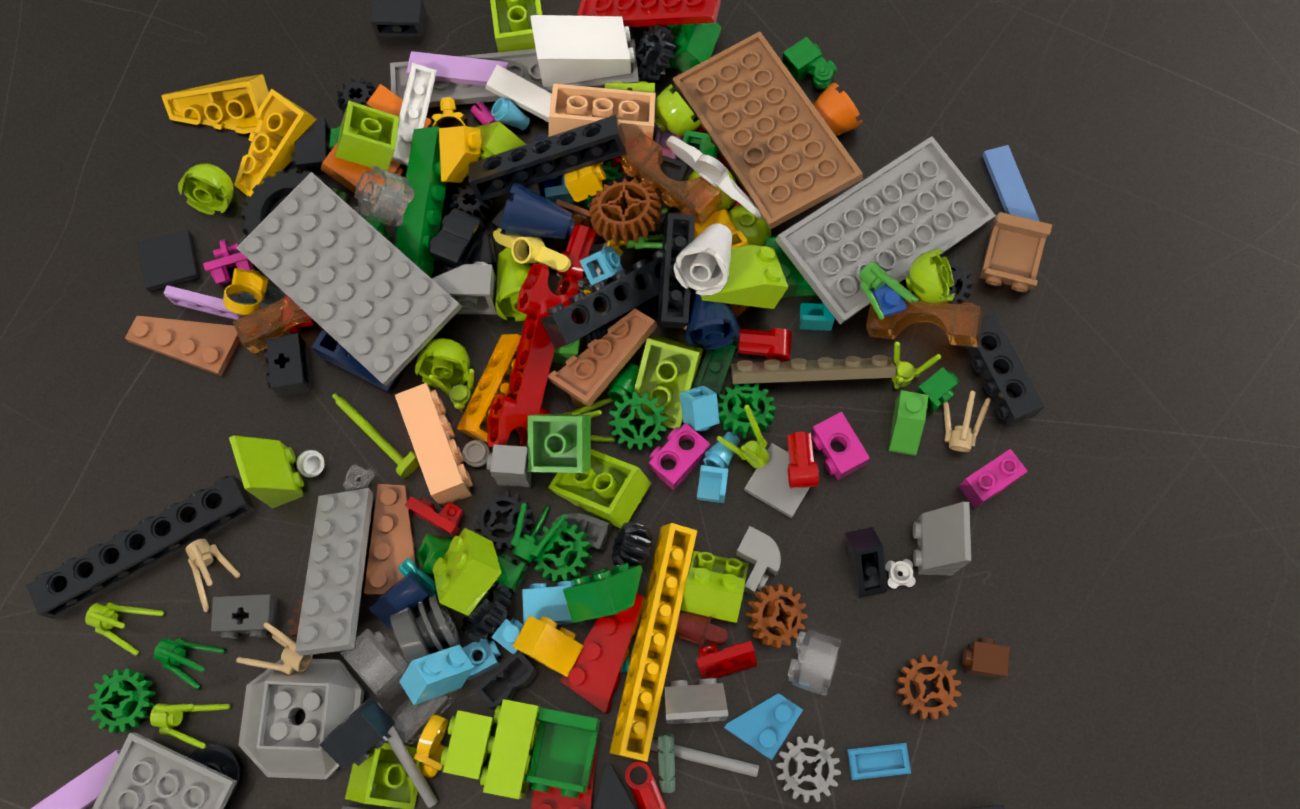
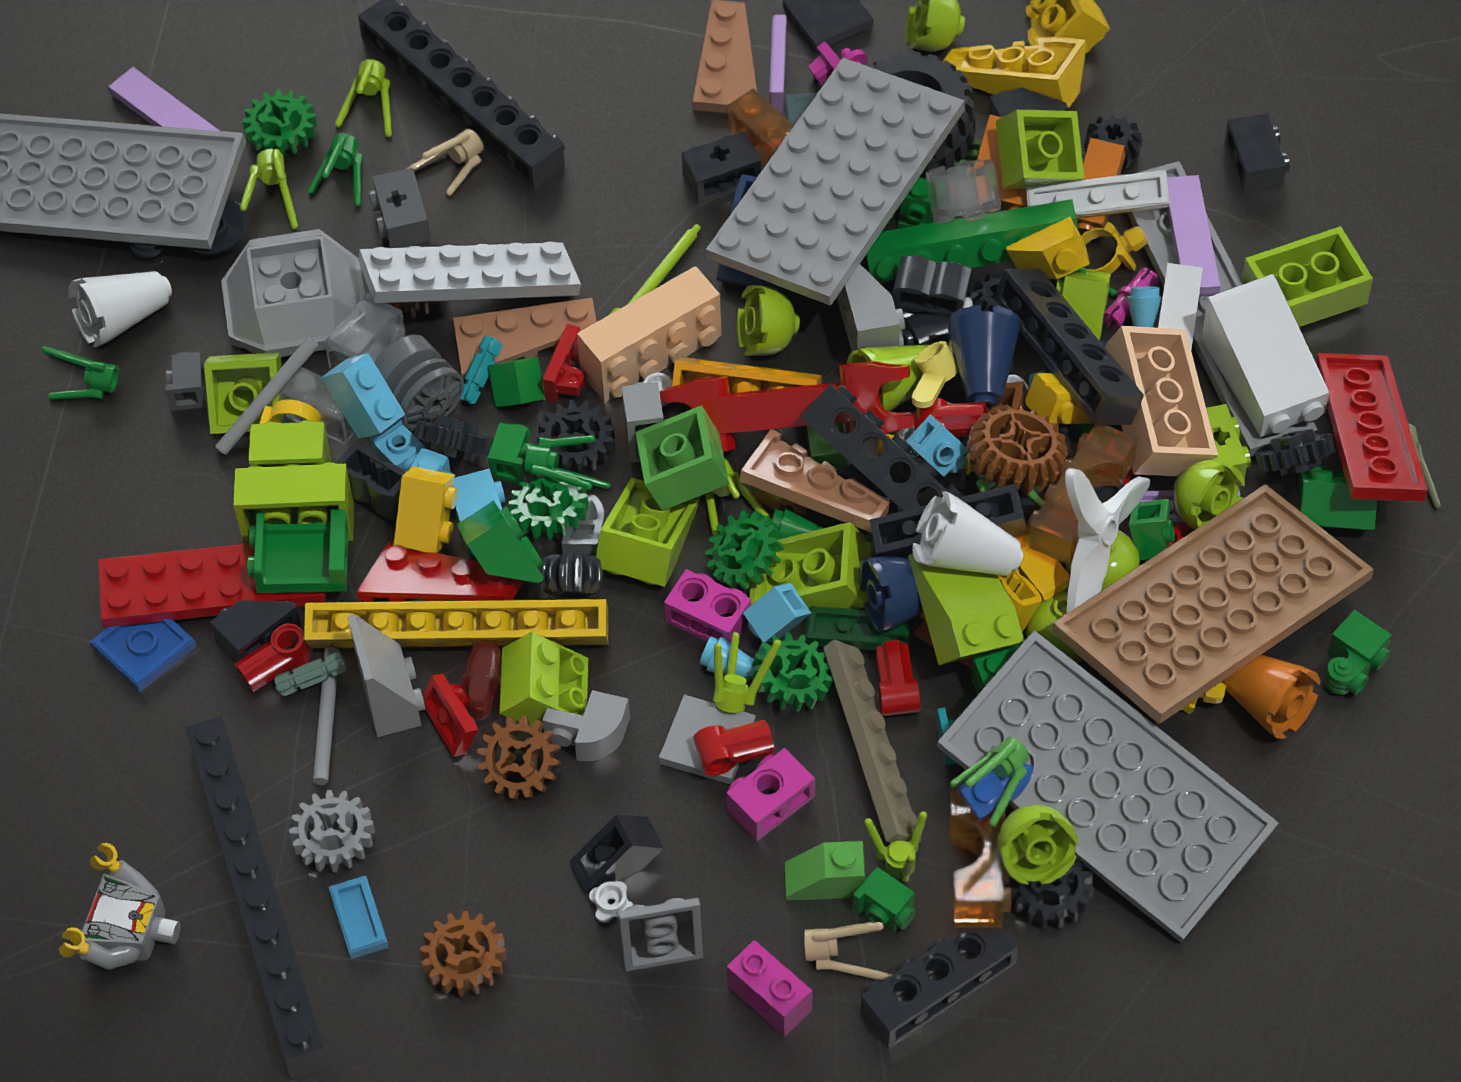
camera: 75 degrees right, 15 degrees down
(249, 282) = (807, 86): yellow piece -> none
(267, 469) = (574, 171): lime slope -> none
(291, 659) = (351, 267): tan plant -> none
(310, 463) = (601, 223): white plate -> none
(356, 472) = (598, 271): clear plate -> none
(357, 734) = (277, 331): black brick -> none
(400, 596) = (455, 349): dark blue tile -> none
(459, 394) = (728, 349): lime plant -> none
(466, 571) = (495, 397): lime brick -> none
(712, 484) = (680, 658): medium azure panel -> none
(766, 724) = (380, 780): dark azure wing -> none
(815, 662) = (466, 807): clear brick -> none
(986, 658) = (515, 1018): reddish brown brick -> none
(1009, 183) = (1232, 964): medium blue tile -> none
(1014, 252) = (1126, 970): medium nougat panel -> none

